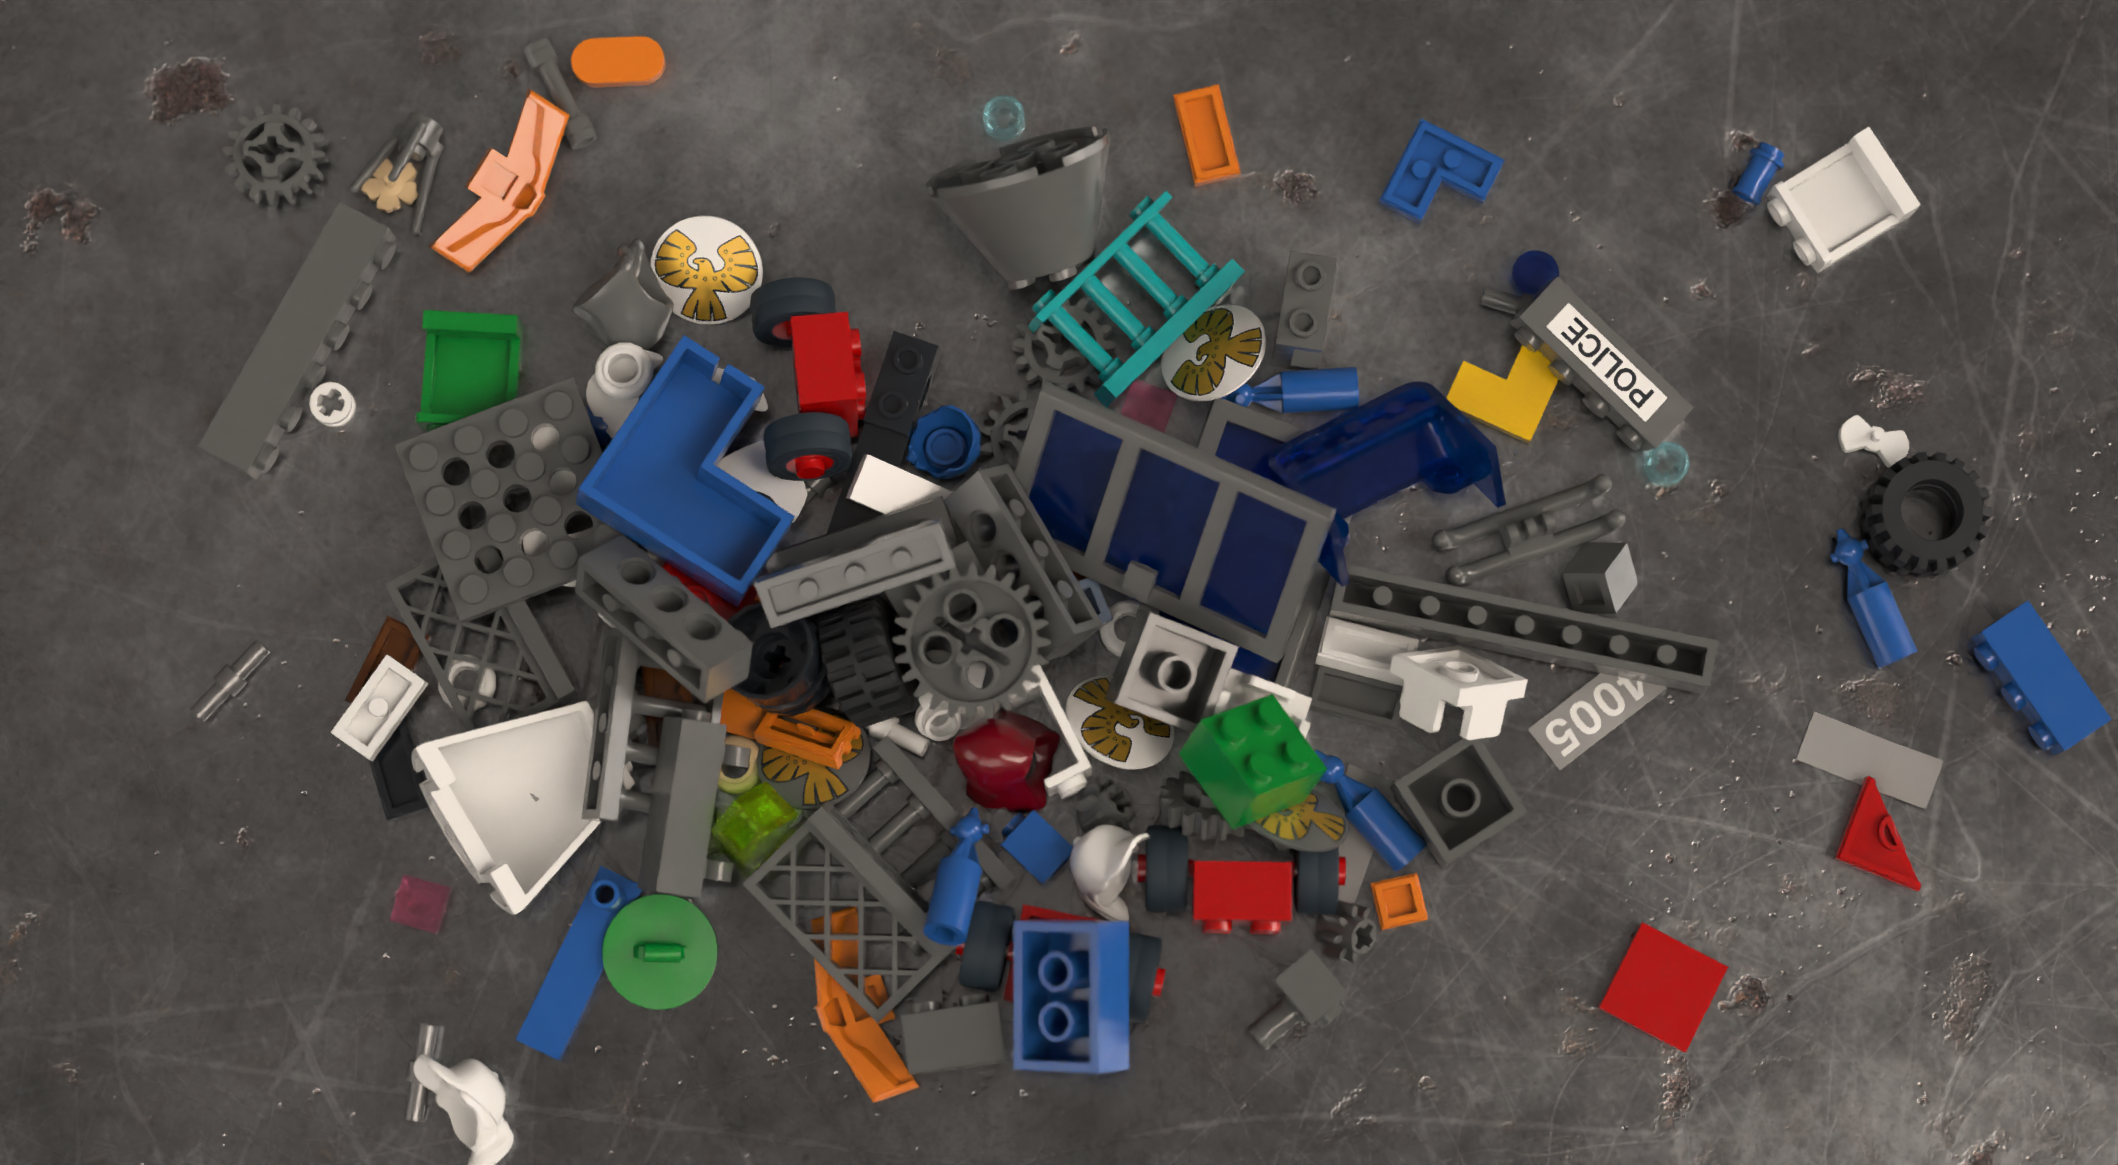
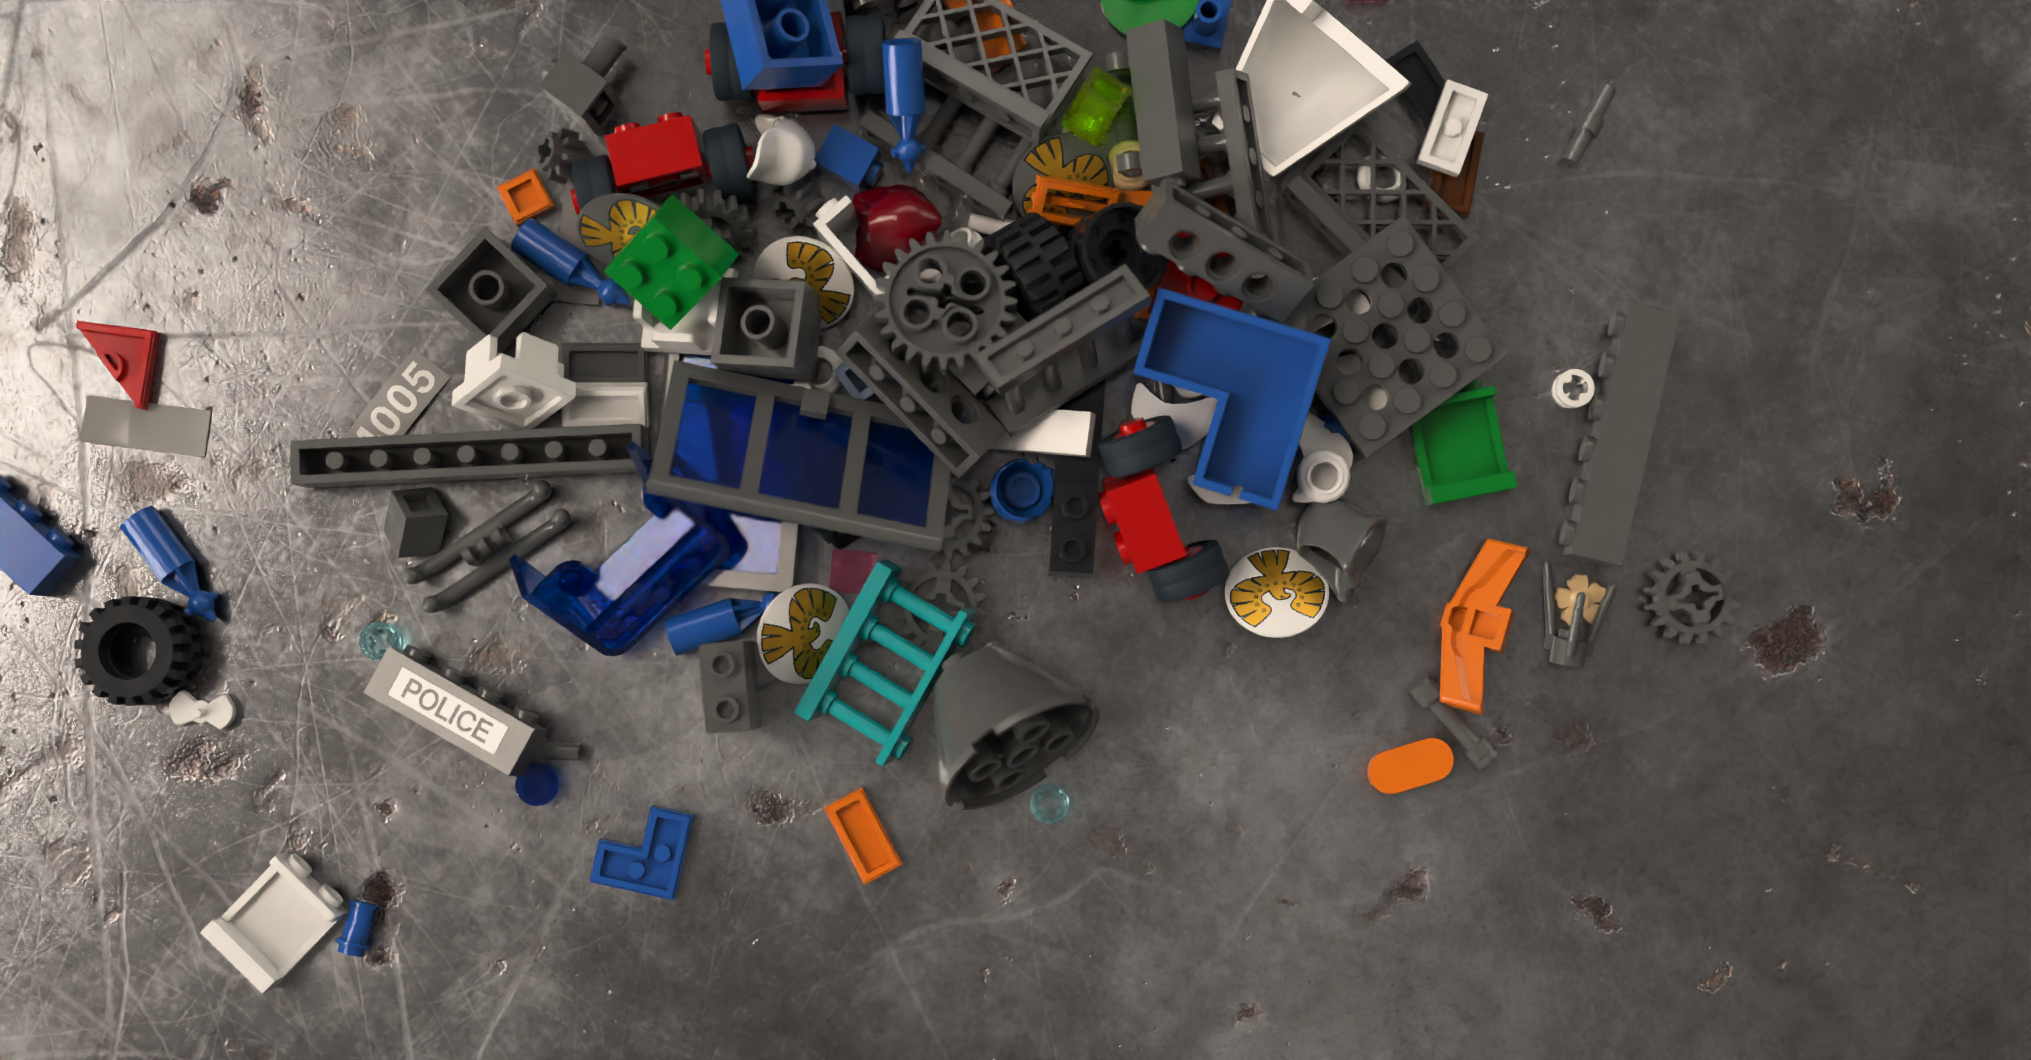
camera: 160 degrees right, 5 degrees up
(1510, 403) = (532, 658): yellow tile -> none
(1662, 987) = (281, 182): red tile -> none

